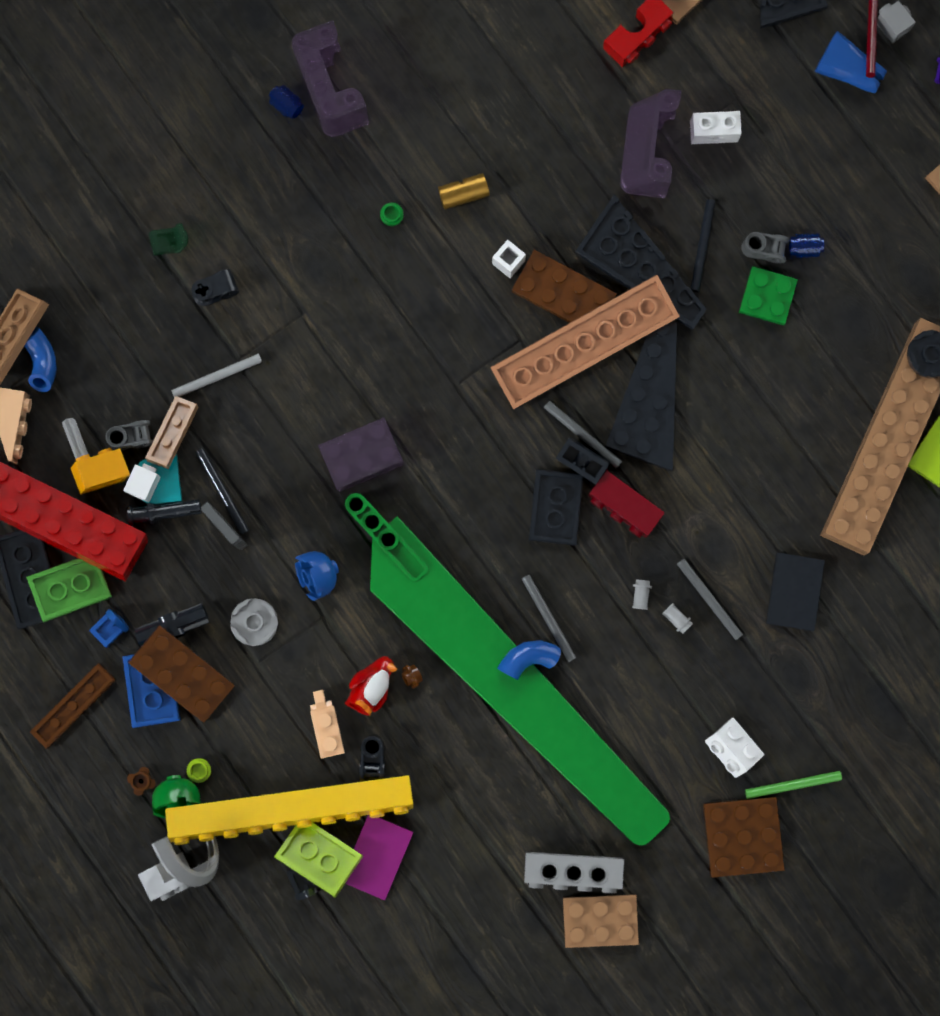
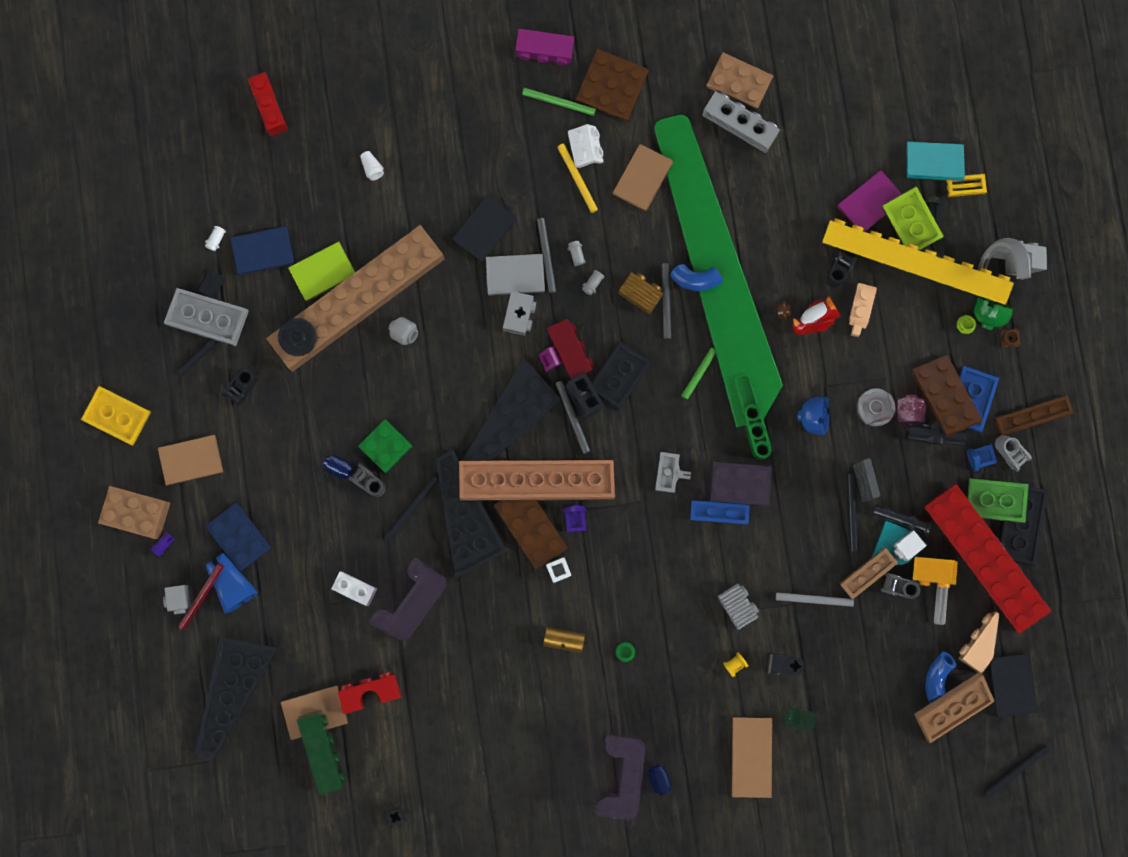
camera: 155 degrees left, 0 degrees up
(74, 649) = (1015, 454): none -> light grey piece
(200, 176) = (751, 757): none -> medium nougat tile
(213, 637) = (911, 409): none -> clear pink brick
(267, 261) = (735, 664): none -> yellow bush
(295, 323) = (737, 606): none -> light grey brick
(295, 924) = (950, 187): none -> yellow tile
(327, 944) = (935, 161): none -> teal tile
(380, 407) = (719, 512): none -> blue plate
(445, 428) = (669, 472): none -> light grey plate
(469, 555) = (699, 373): none -> bright green bar
(520, 326) = (575, 518): none -> dark purple tile
(582, 610) = (640, 292): none -> pearl gold brick
(642, 483) = (550, 358): none -> magenta plate
(650, 745) = (643, 177): none -> medium nougat tile
(707, 502) = (516, 303): none -> light grey brick
(723, 706) = (579, 181): none -> yellow bar
(732, 558) = (515, 274): none -> light grey tile
(820, 428) = (403, 331): none -> light grey head
(845, 838) = (544, 47): none -> magenta brick
(868, 119) = (238, 537): none -> dark blue plate

